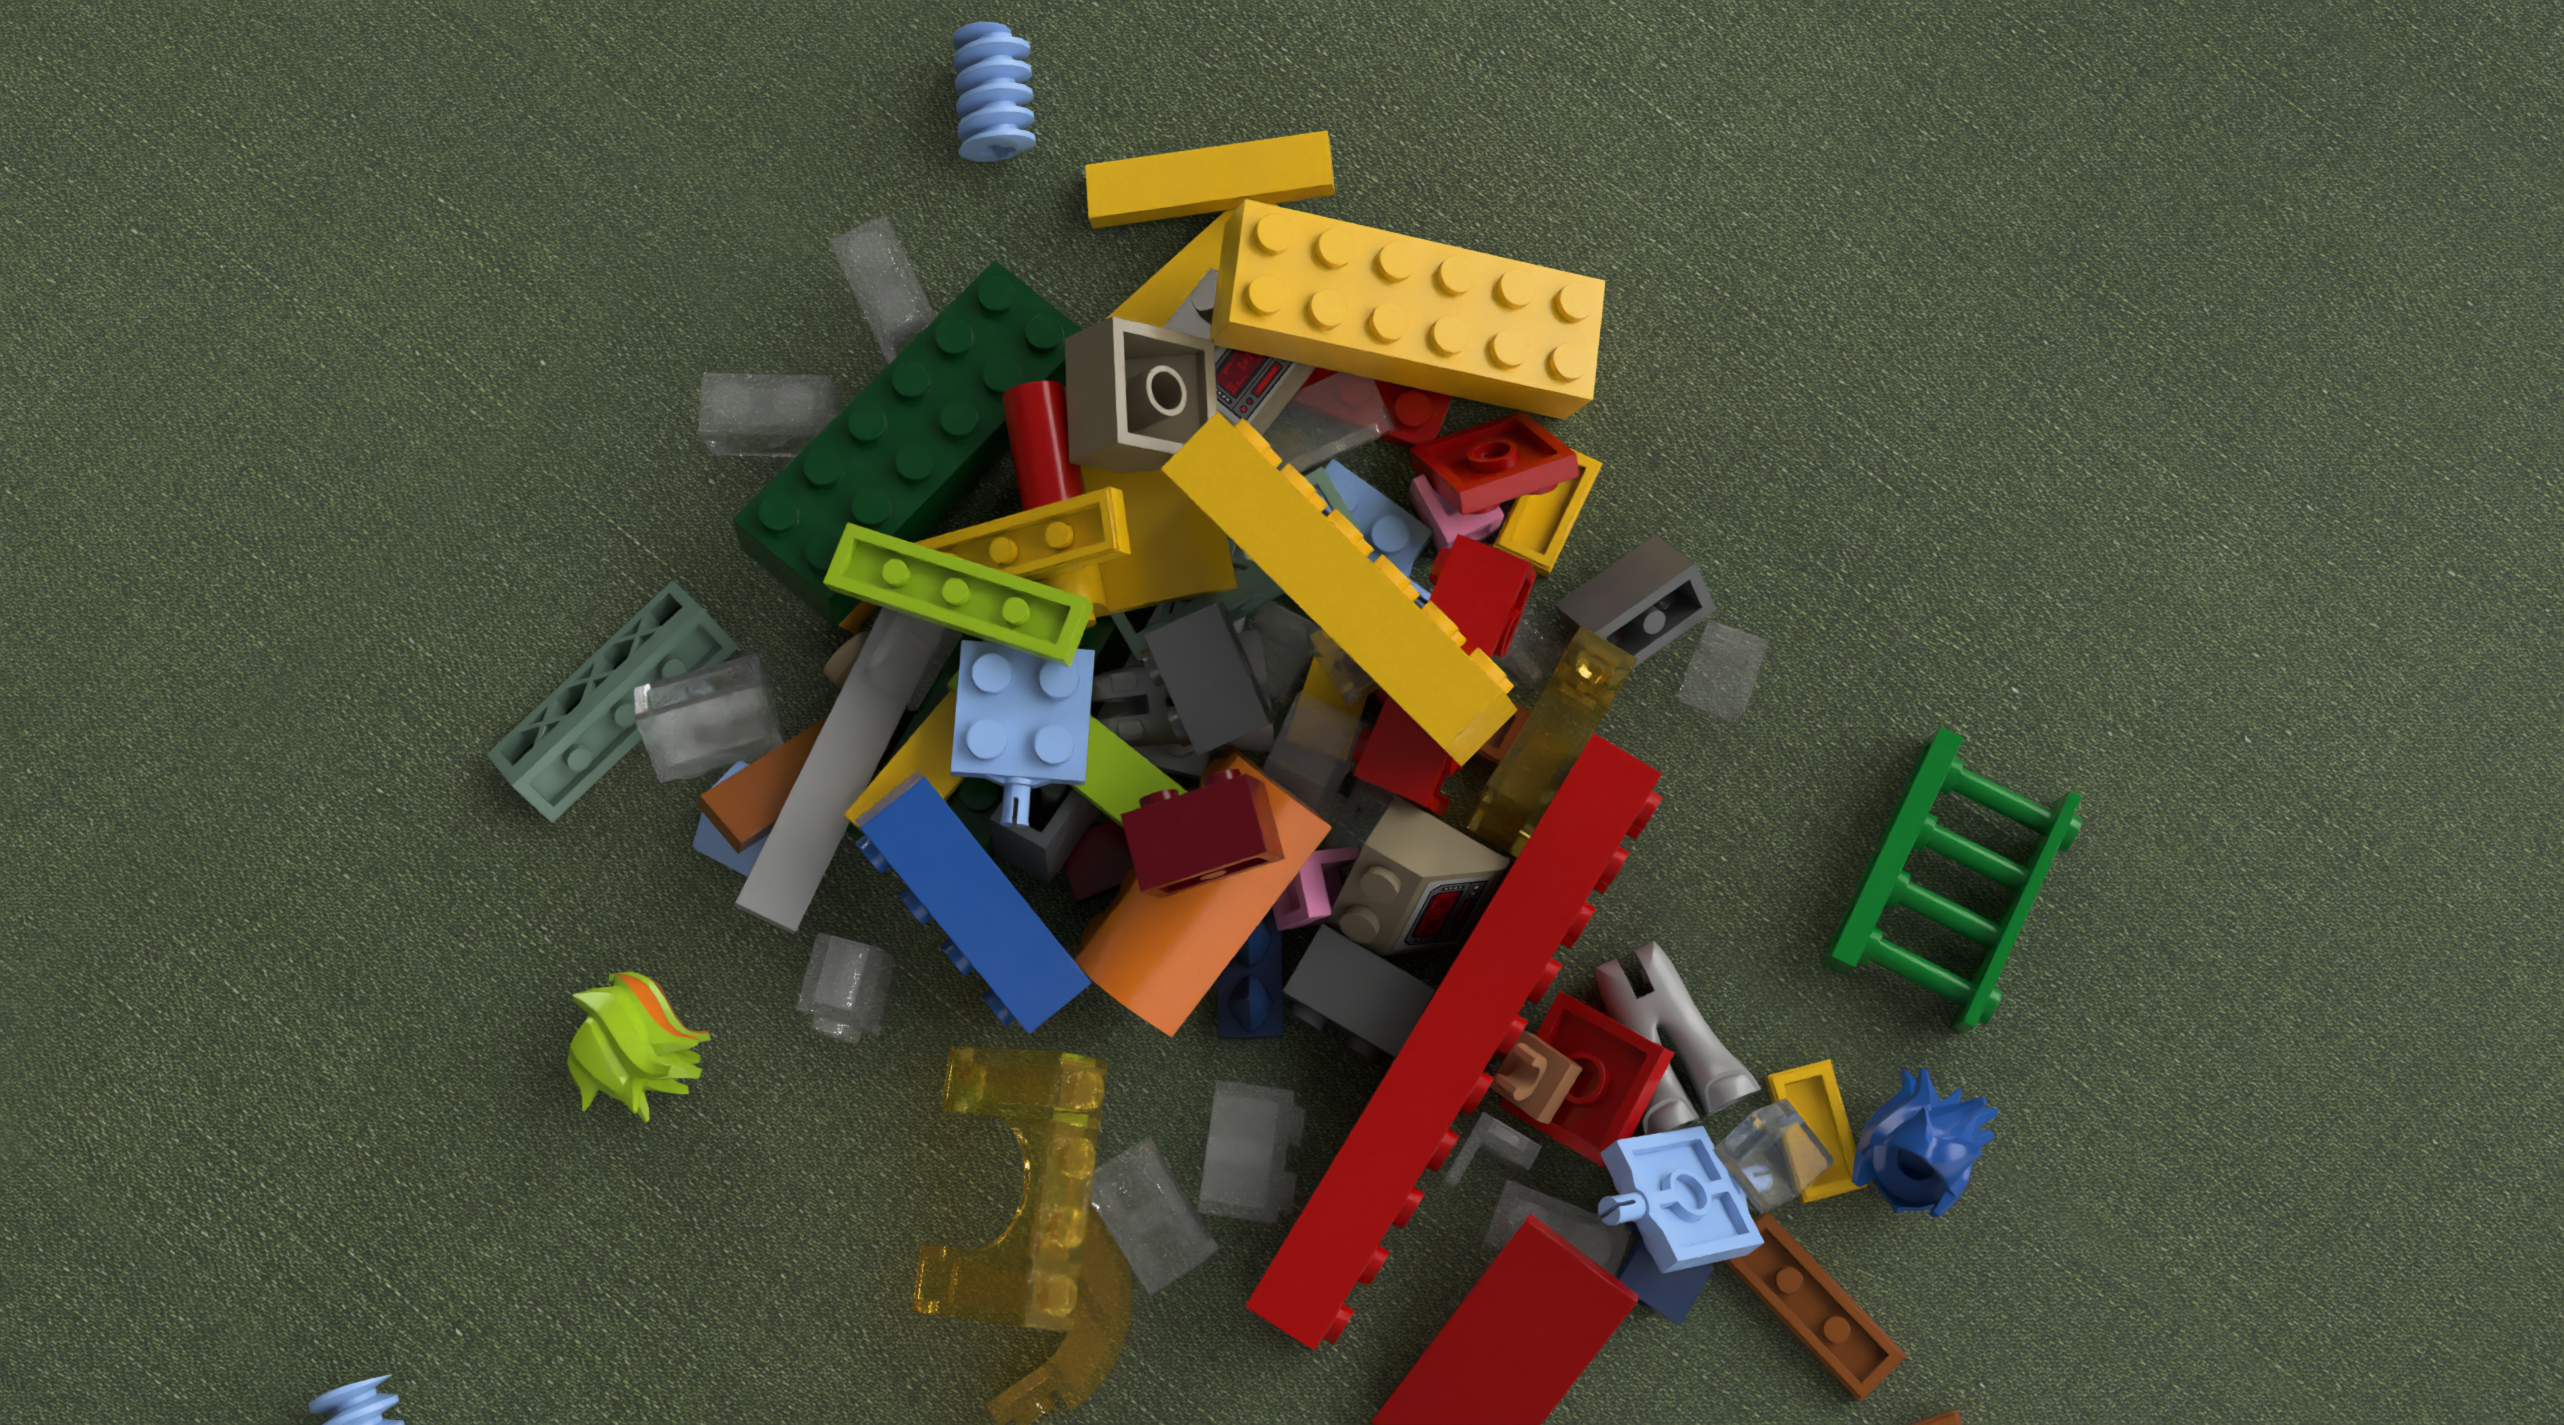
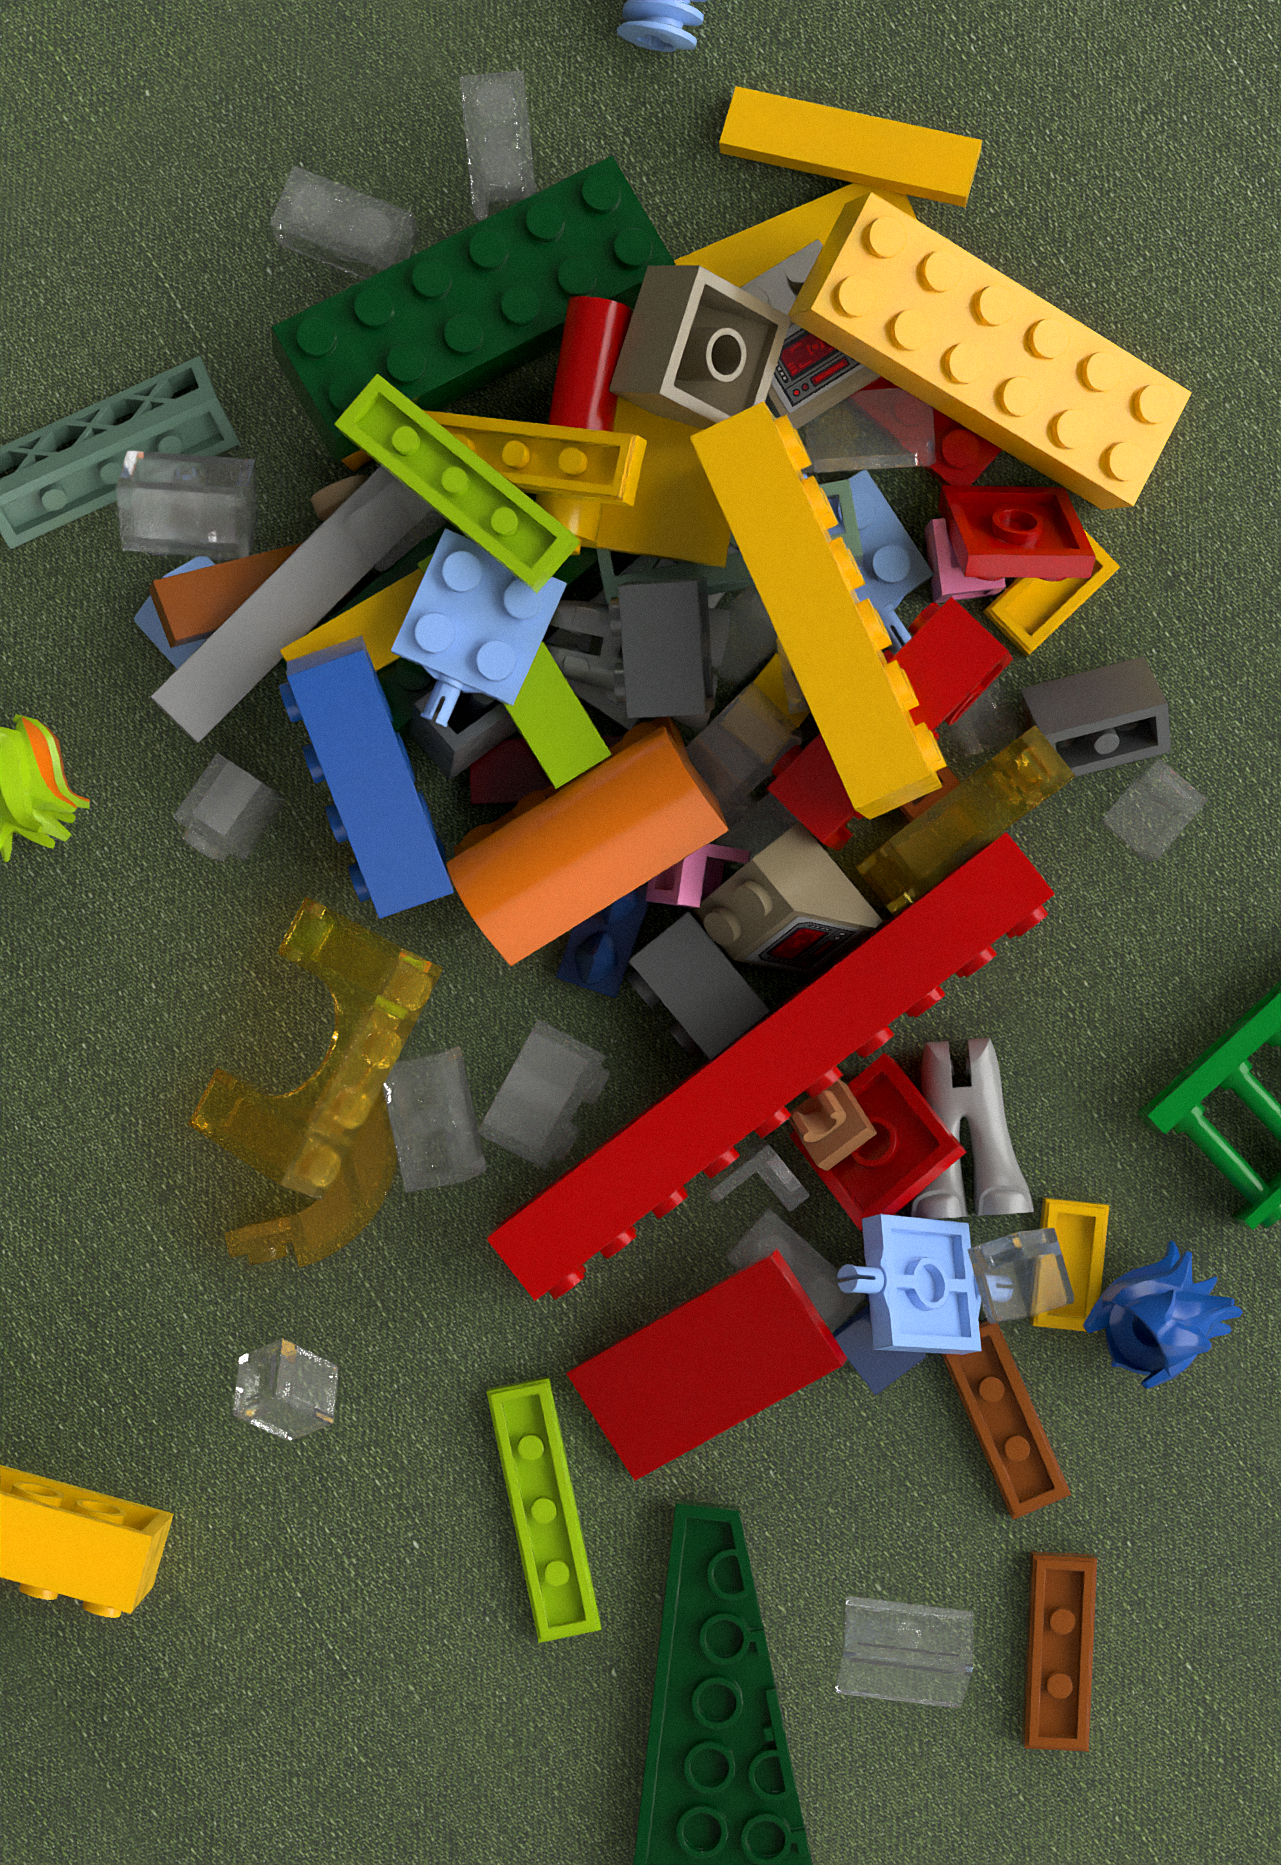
camera: 20 degrees right, 10 degrees up
(1201, 833) = (603, 795): dark red brick -> none

